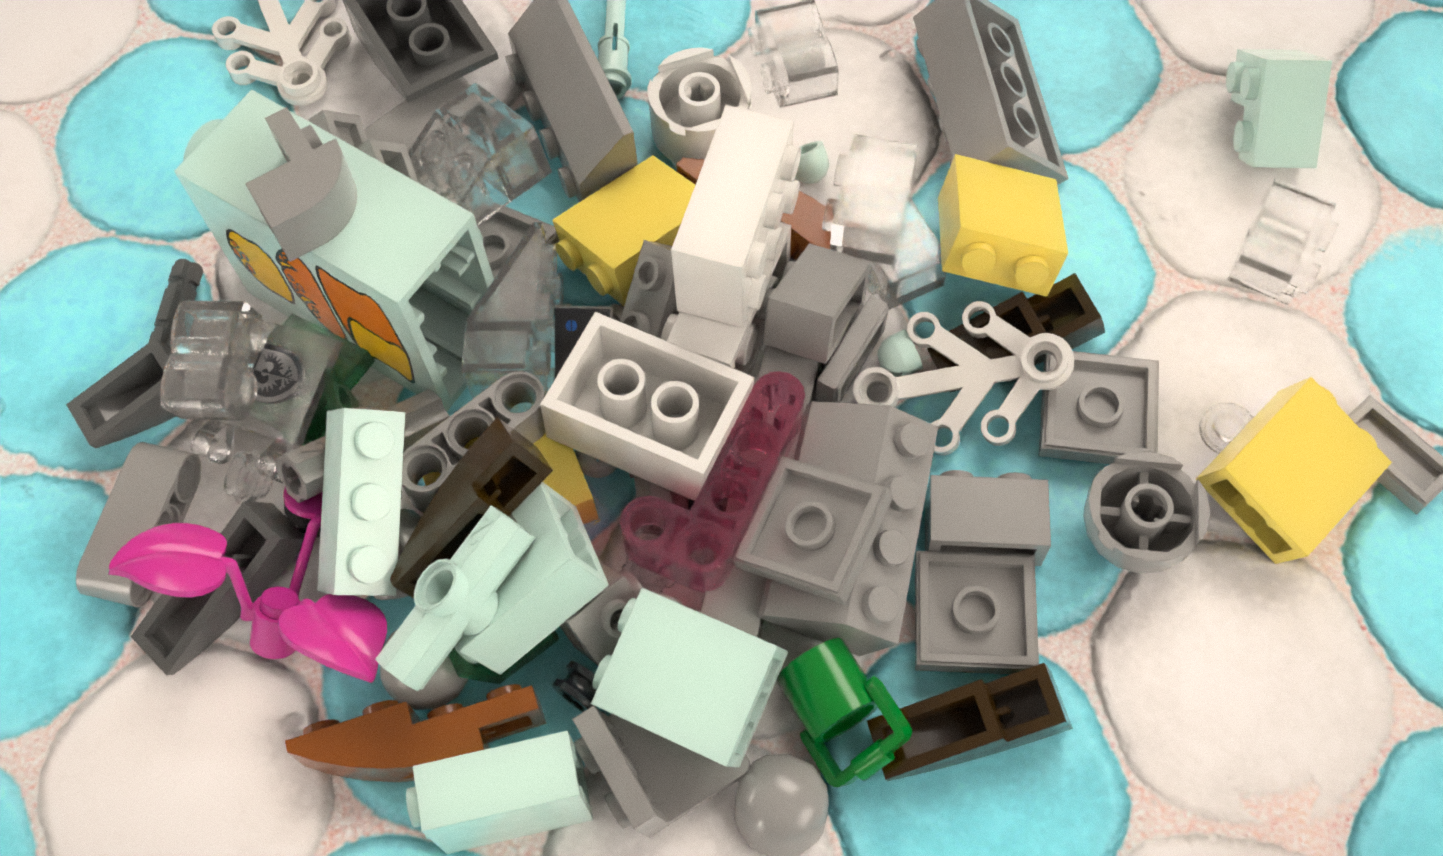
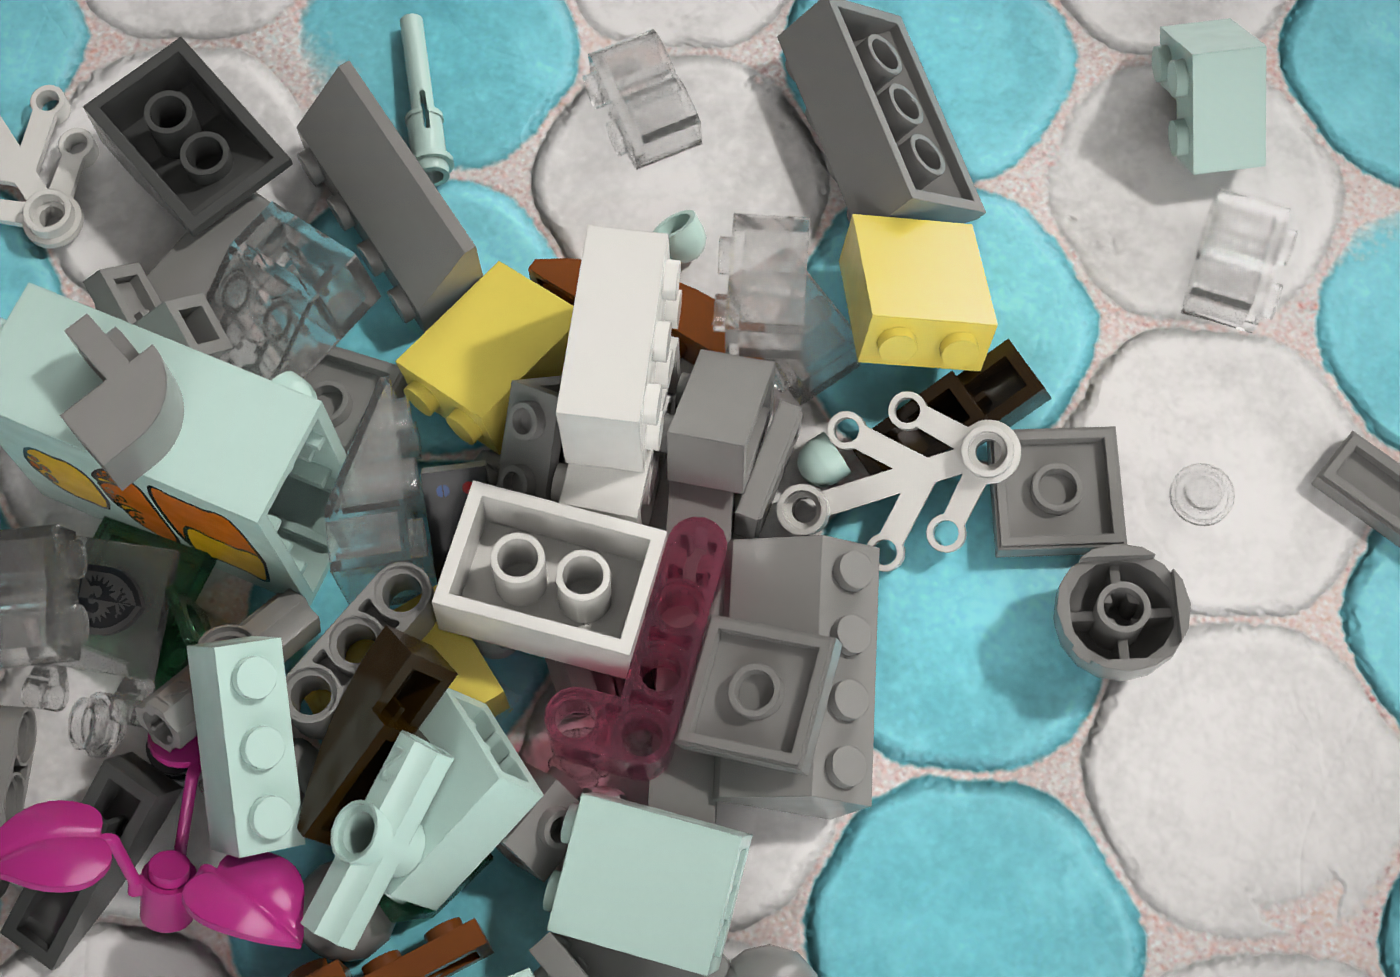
camera: 10 degrees left, 5 degrees up
(577, 686) = (525, 909): black bush -> none
(690, 99) = (543, 190): white brick -> none
(832, 698) = (807, 872): green piece -> none
(975, 612) = (950, 752): light grey plate -> none
(976, 722) = (960, 878): dark brown slope -> none
(988, 514) = (948, 642): light grey piece -> none
(1294, 471) = (1277, 536): light yellow brick -> none

